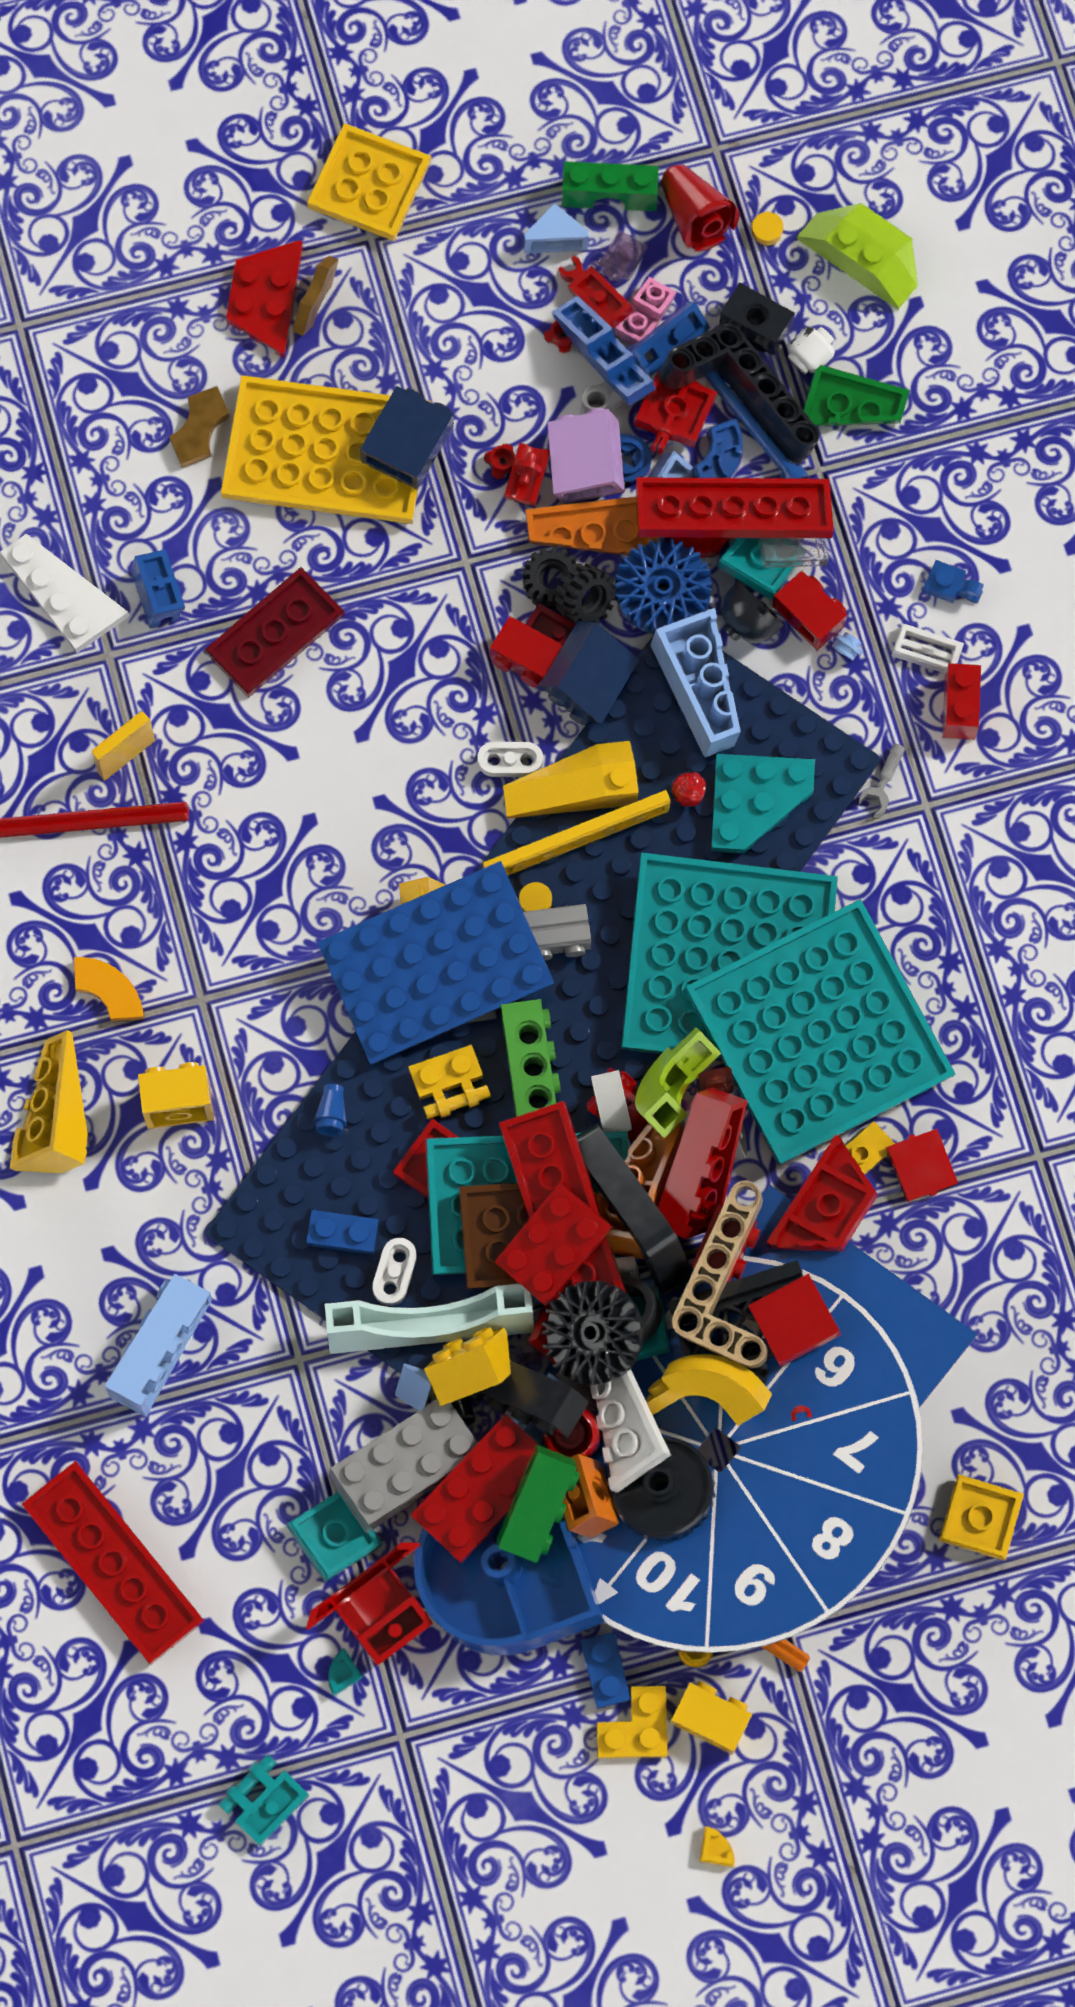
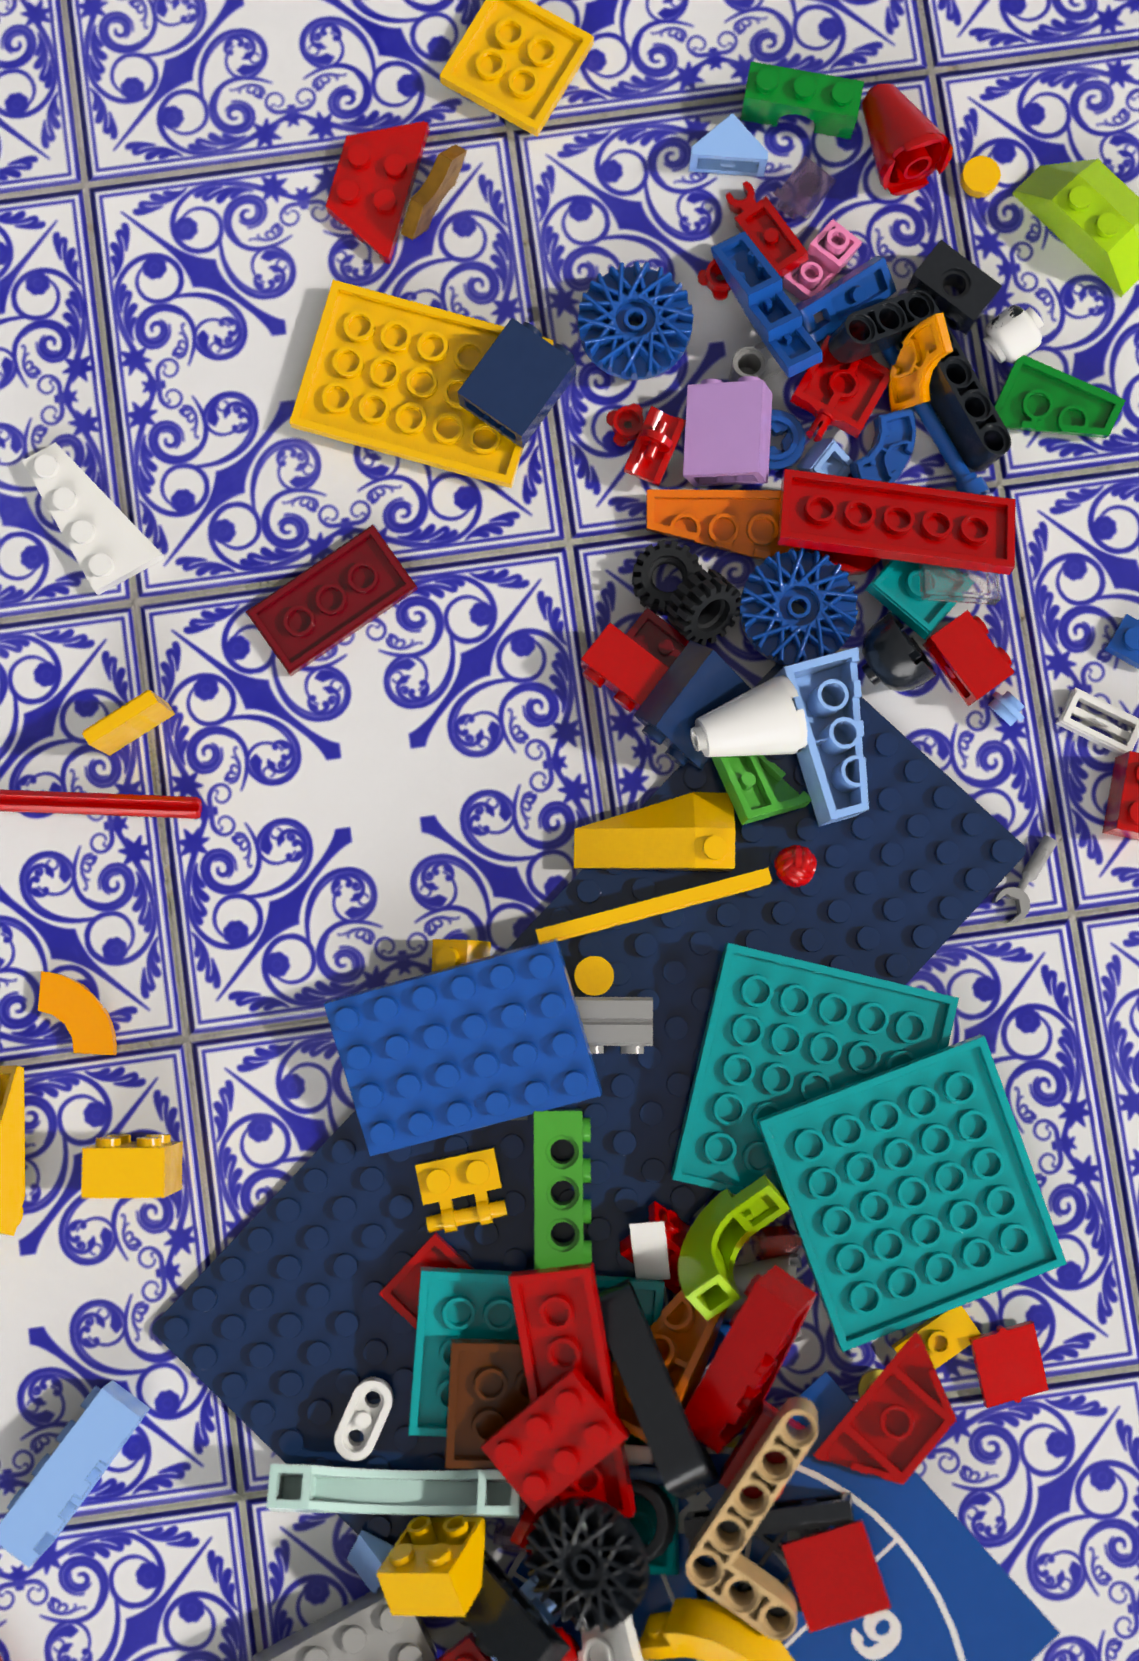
camera: 10 degrees right, 10 degrees up
(157, 587) = (199, 528): blue hinge -> none
(205, 414) = (268, 350): pearl gold tile -> none
(331, 1114) = (316, 1208): blue cone -> none
(342, 1232) = (310, 1357): blue plate -> none
(500, 358) = (639, 297): none -> blue wheel
(510, 758) = (588, 791): white plate -> none
(638, 678) = (754, 723): none -> white cone
(647, 729) = (757, 787): none -> bright green wing
(732, 381) = (916, 361): none -> light orange tile
(755, 796) = (872, 882): teal plate -> none

